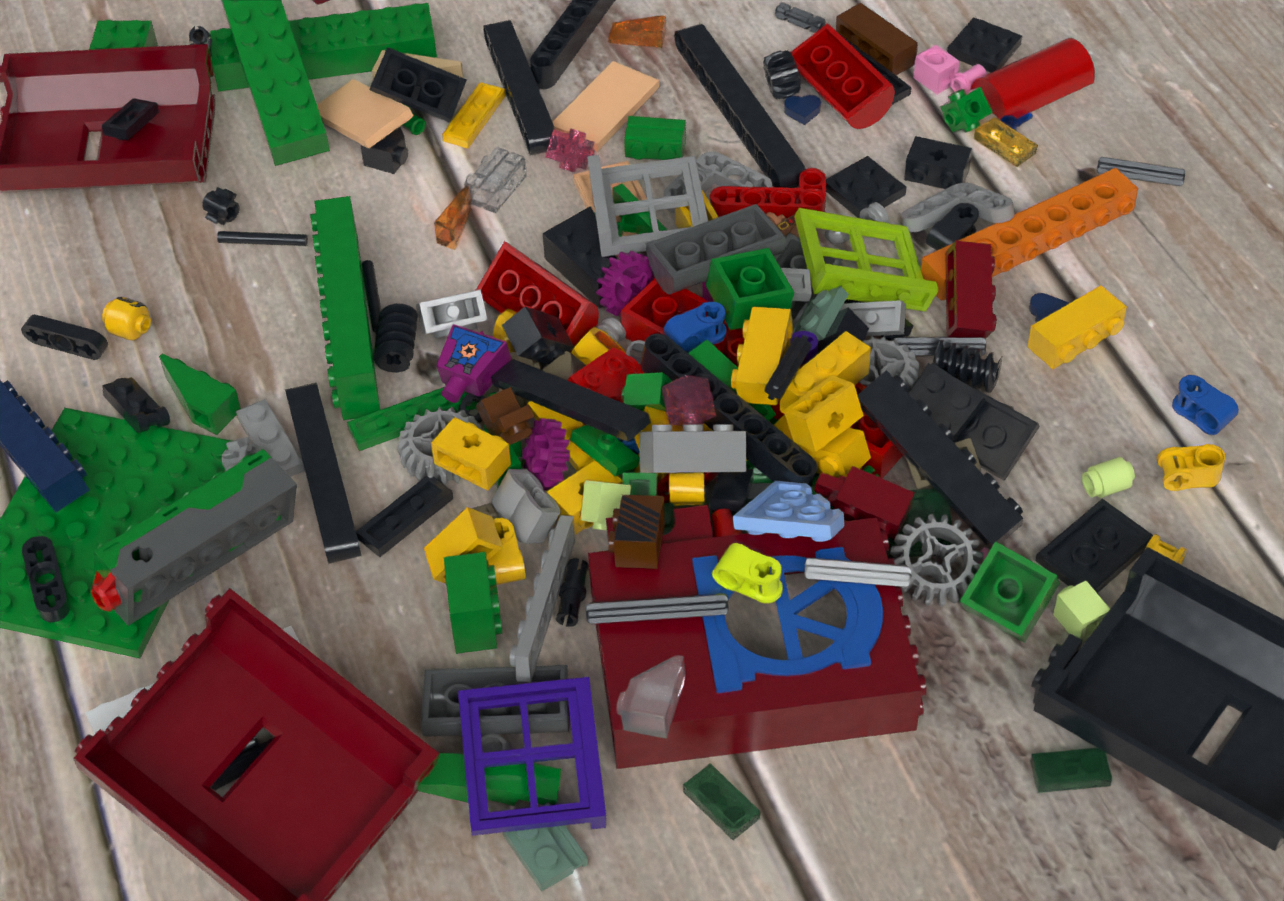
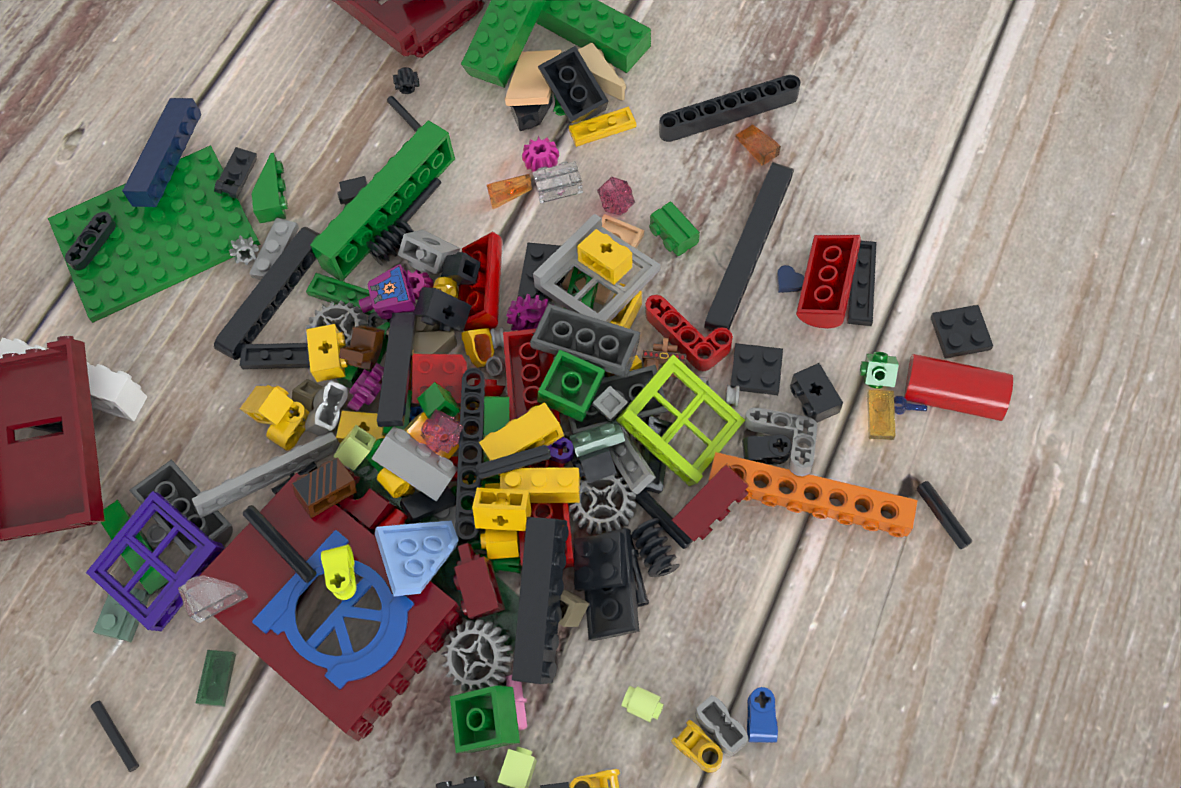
camera: 50 degrees right, 15 degrees up
(64, 337) = (254, 101): black beam -> none
(126, 318) = (290, 114): yellow head -> none
(192, 537) = (158, 279): dark grey piece -> none
(299, 329) = (350, 189): none -> black brick
(448, 171) = (540, 154): none -> dark pink gear
(472, 602) = (233, 441): green brick -> none
(508, 292) = (461, 268): none -> black brick
(519, 86) = (644, 126): black beam -> none
(607, 103) = (678, 180): light nougat tile -> none
(643, 179) = (605, 256): none -> yellow brick
(694, 327) = (516, 385): blue piece -> none
(715, 169) = (679, 280): light grey beam -> none
(782, 74) = (795, 247): black gear -> none
(799, 17) = (867, 213): black axle -> none
(857, 572) = (395, 628): axle -> none
(877, 38) = (892, 269): reddish brown brick -> none
(935, 69) = (899, 331): bright pink brick -> none
(965, 79) = (911, 347): bright pink pin -> none
(1043, 305) = (757, 556): dark blue tile -> none
(1077, 327) = (755, 586): yellow brick -> none
(1095, 547) = (582, 738): black tile -> none
(1185, 428) = (727, 732): none -> light grey brick

